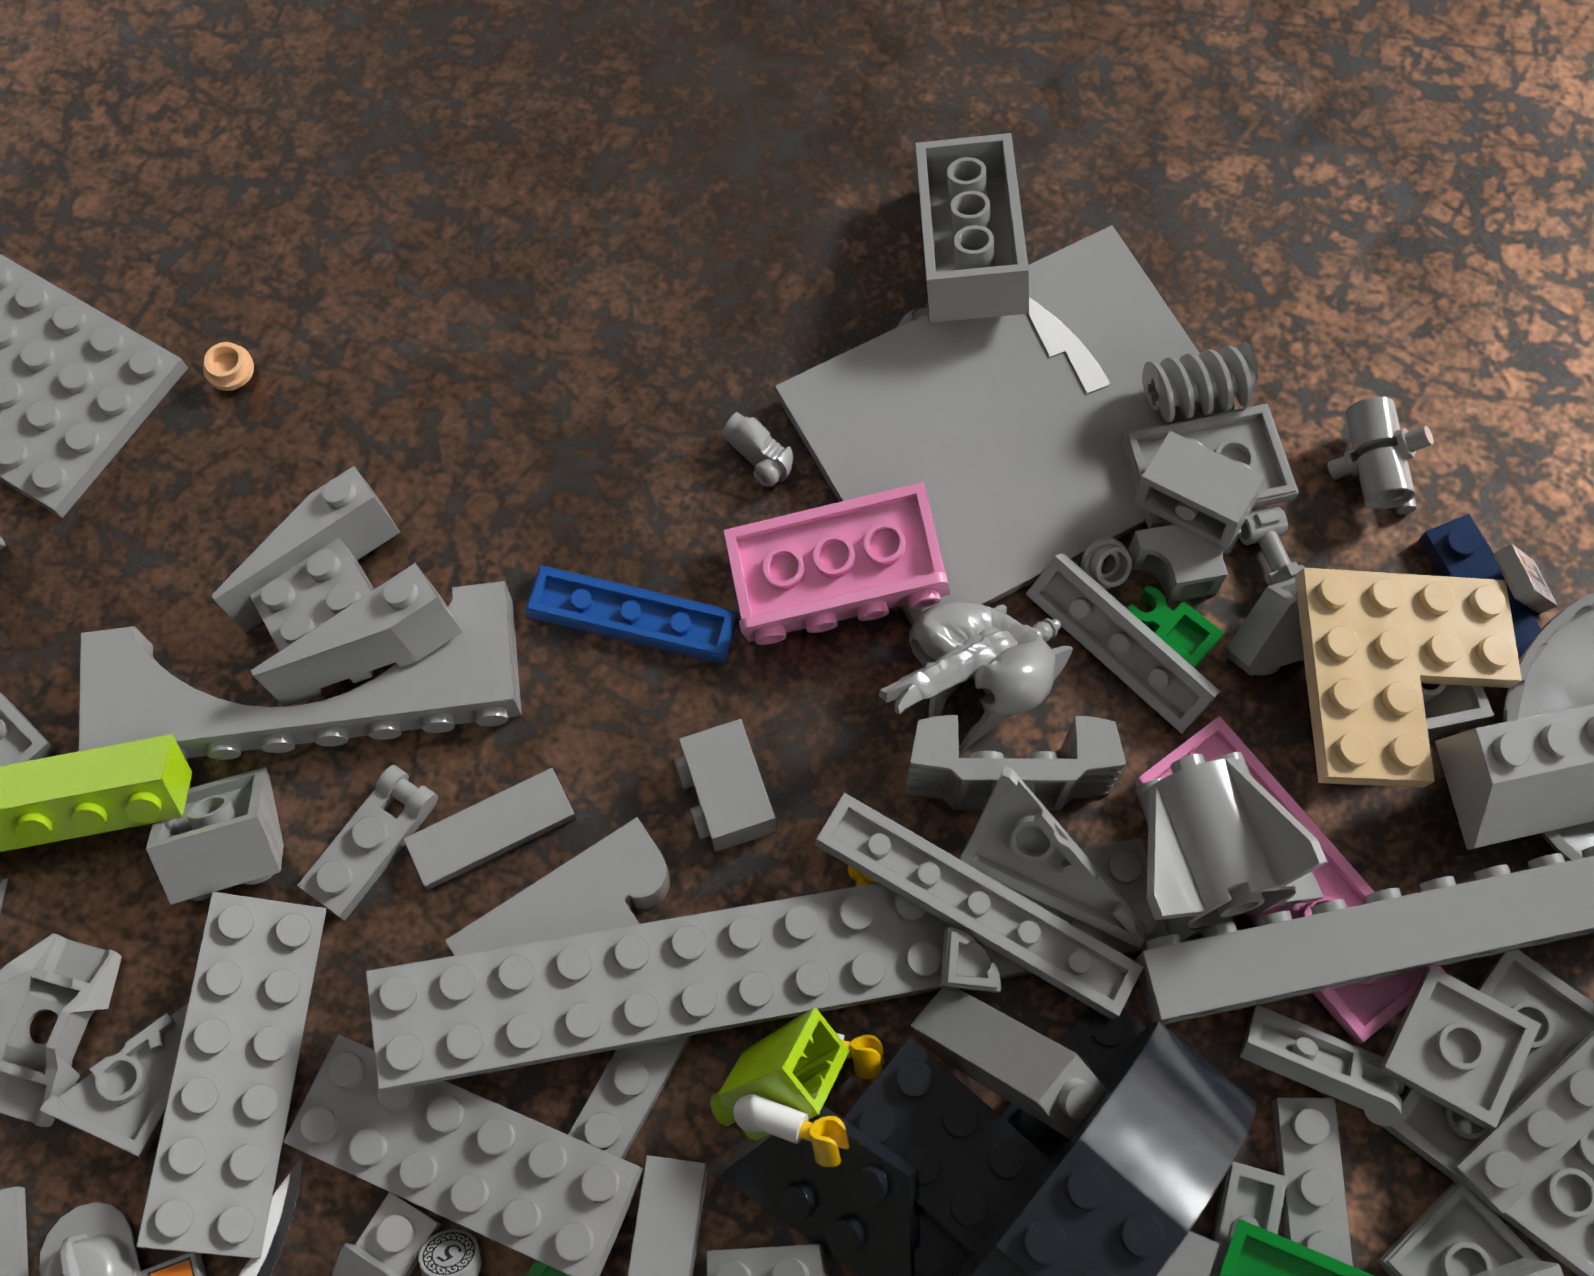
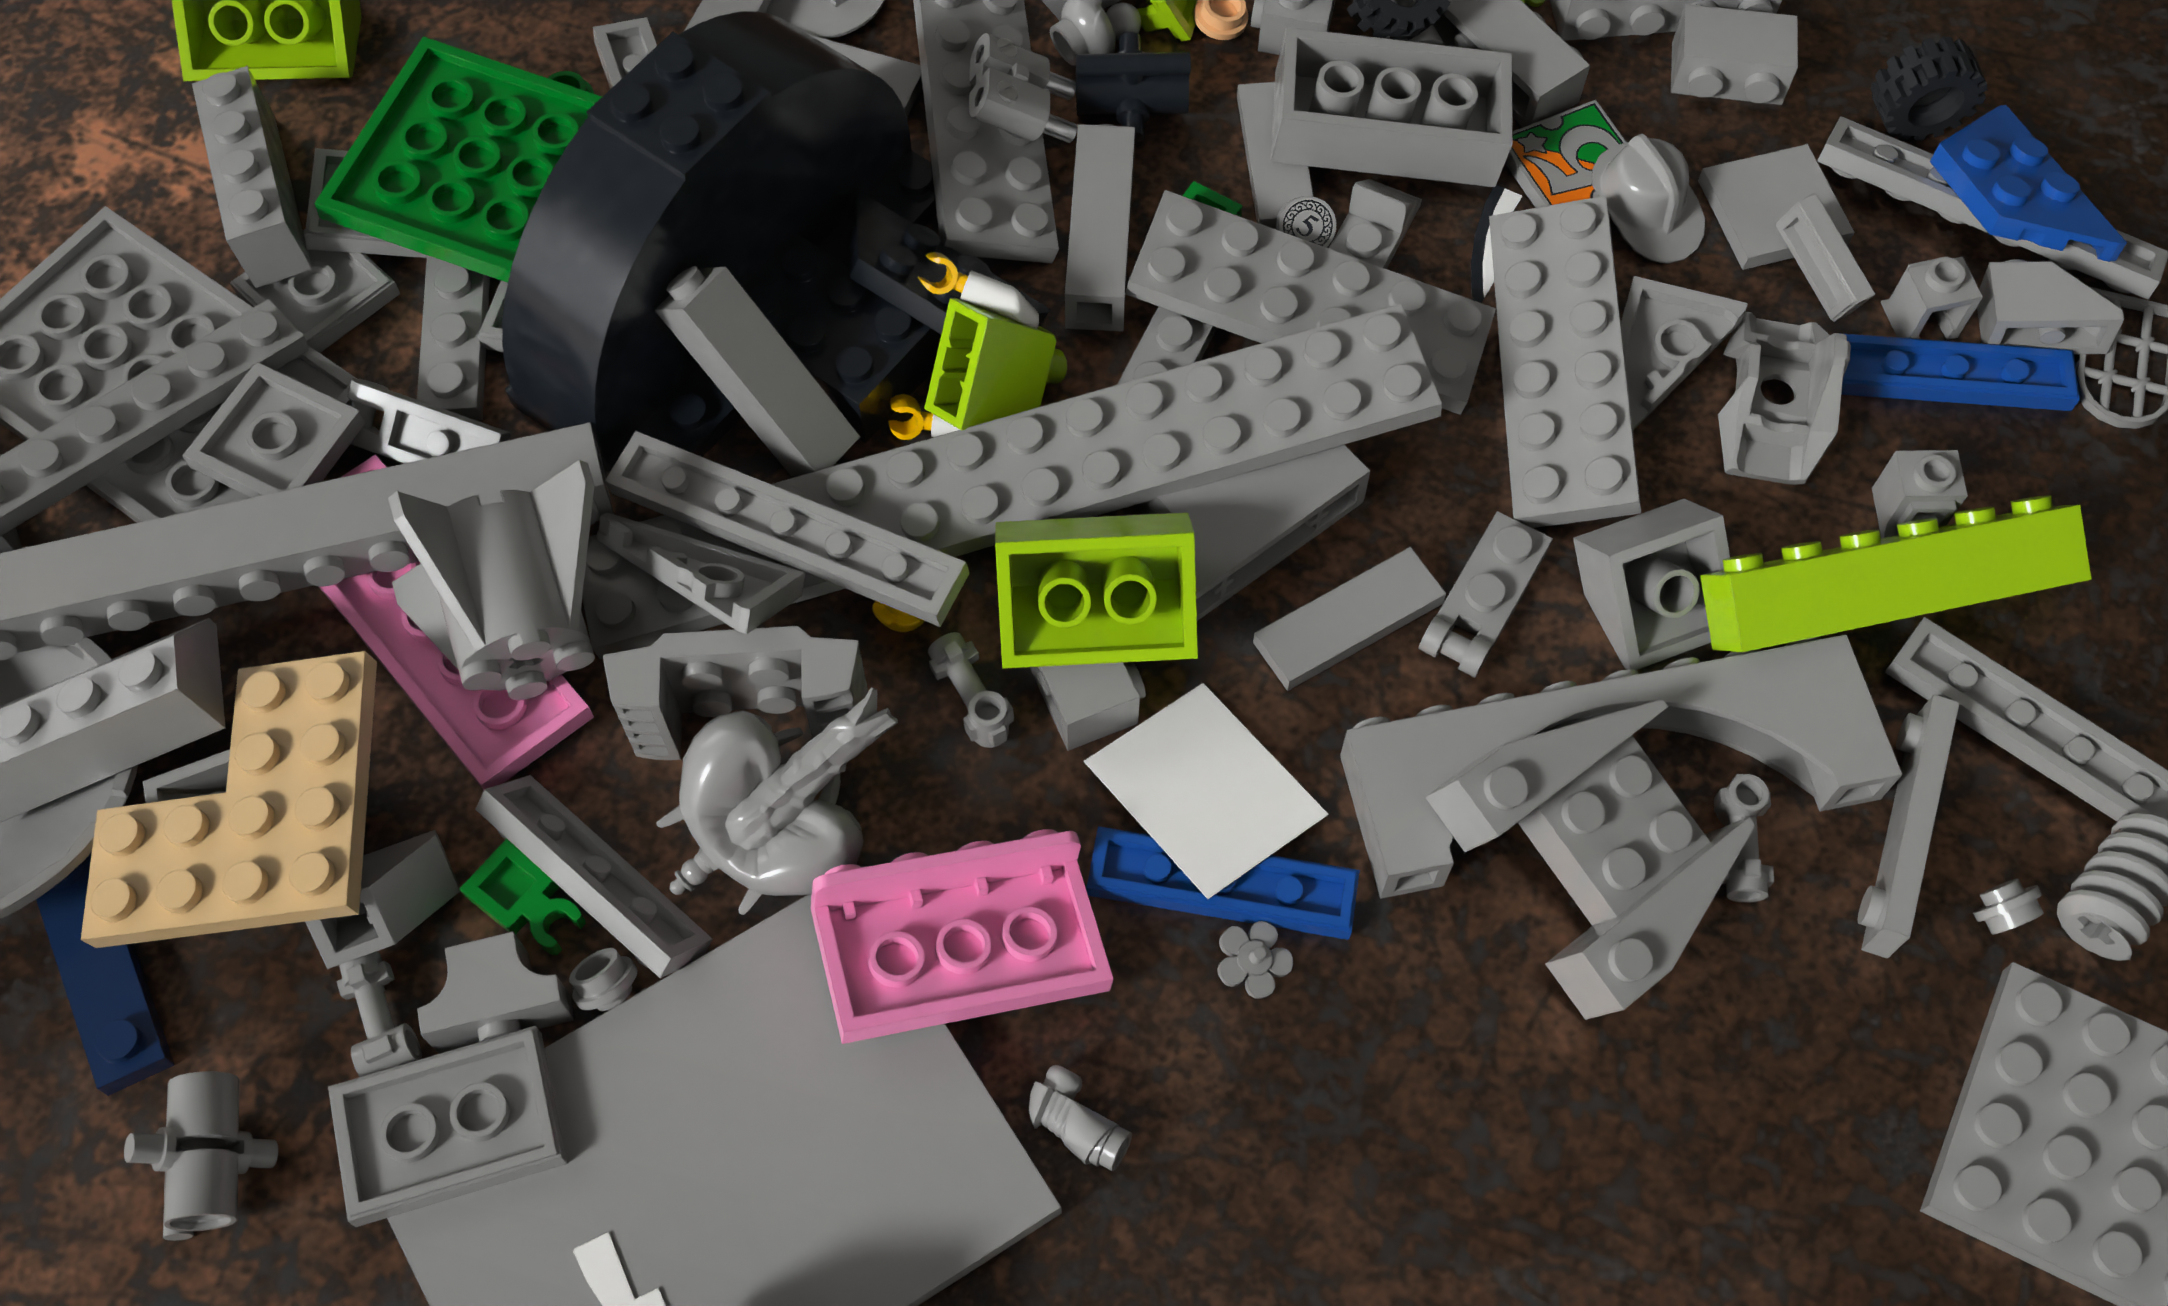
camera: 175 degrees right, 5 degrees down
(39, 547) = (2009, 906): none -> light grey plate
(89, 608) = (1892, 903): none -> light grey plate
(211, 634) = (1742, 799): none -> light grey bar
(227, 366) = (1858, 1202): light nougat plate -> none
(618, 557) = (1253, 959): none -> light grey plant
(634, 686) = (1205, 790): none -> white sticker
(703, 822) = (1096, 590): none -> lime slope
(805, 757) = (987, 710): none -> light grey bar
(967, 964) = (797, 471): light grey tile -> none
(1199, 489) = (465, 1041): light grey brick -> none
(1201, 381) = (438, 1232): light grey piece -> none
(1524, 579) = (50, 970): light grey tile -> none

